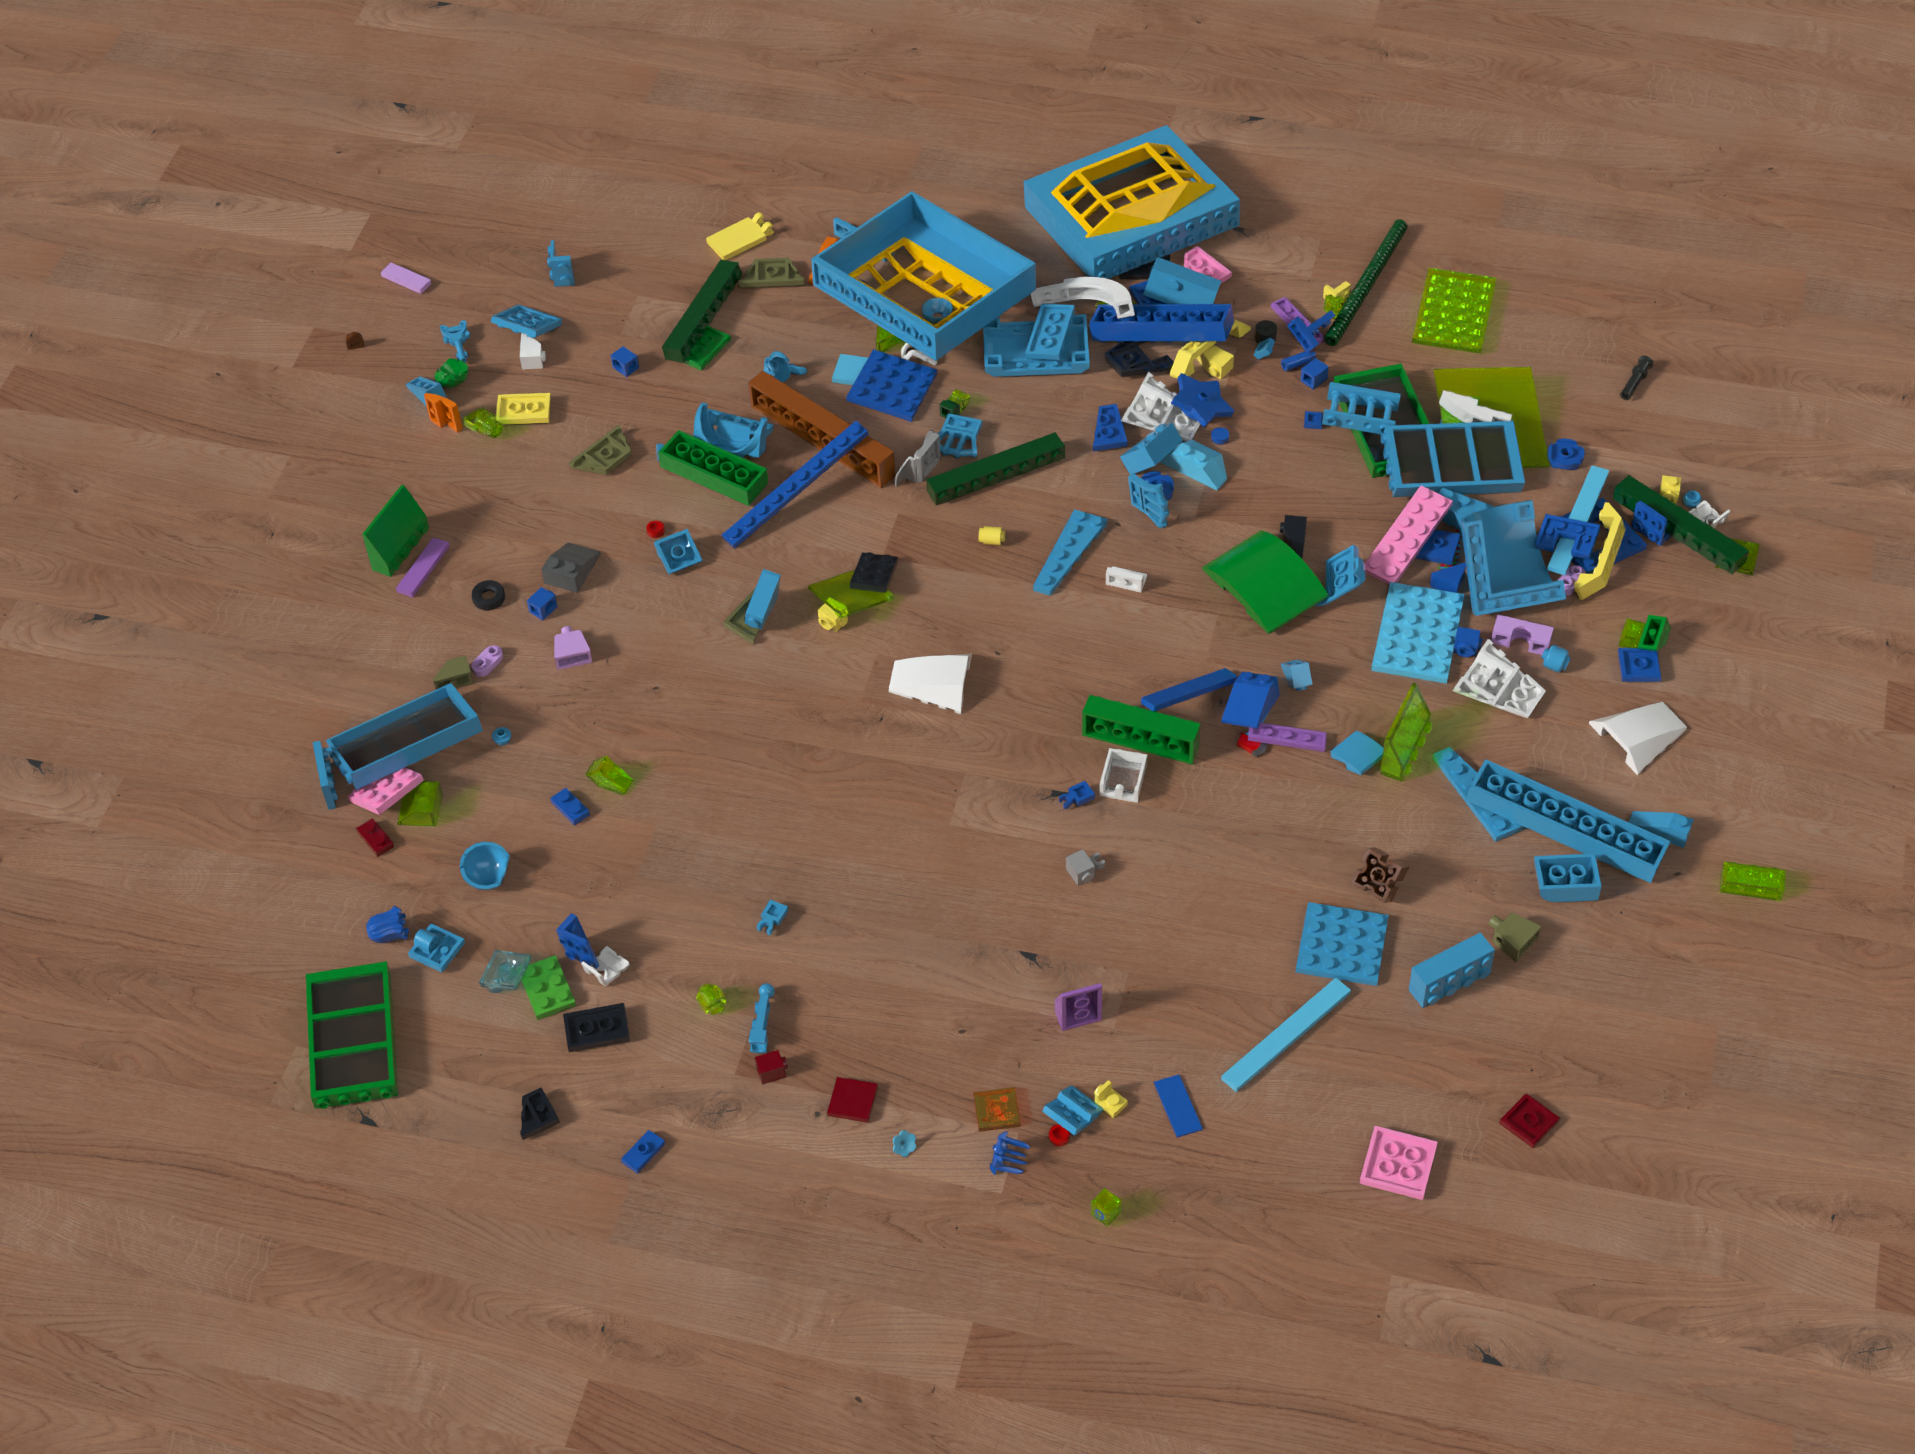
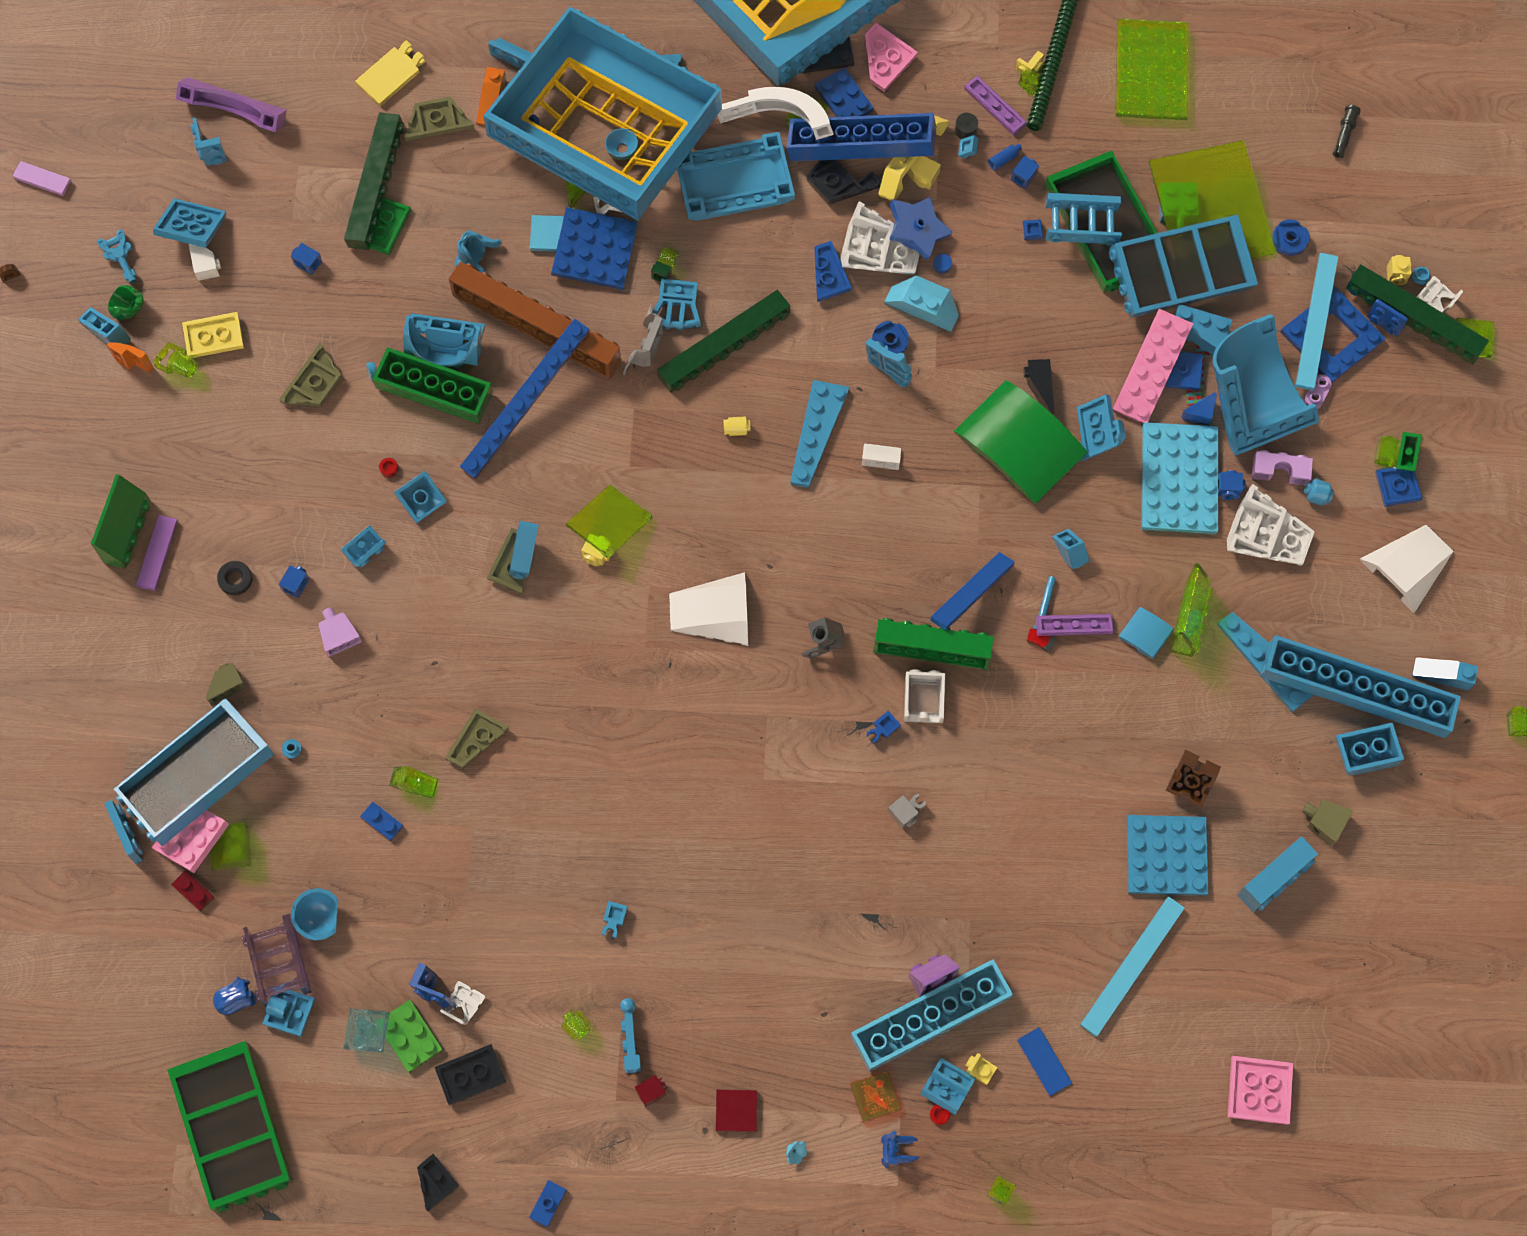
camera: 15 degrees left, 20 degrees up
(454, 905) = (296, 964): none -> fence
(489, 659) = (254, 658): lavender plate -> none
(569, 567) = (312, 528): dark grey slope -> none
(588, 239) = (204, 94): none -> medium lavender arch
(614, 584) = (363, 546): none -> dark azure bracket
(677, 749) = (475, 738): none -> olive wing
(873, 572) = (627, 491): black plate -> none
(1039, 709) = (827, 634): none -> dark grey piece
(1050, 331) = (747, 161): dark azure plate -> none
(1068, 1042) = (931, 1015): none -> medium azure brick
(1152, 448) = (879, 296): dark azure wedge -> none
(1180, 285) = (873, 86): dark azure brick -> none
(1251, 699) = (1033, 592): blue slope -> none
(1305, 334) = (1008, 124): blue bracket -> none
(1466, 409) = (1189, 206): white slope -> none
(1529, 1120) = (1371, 1021): dark red tile -> none
(1582, 532) = (1325, 341): blue plate -> none
(1590, 583) = (1336, 397): light yellow slope -> none

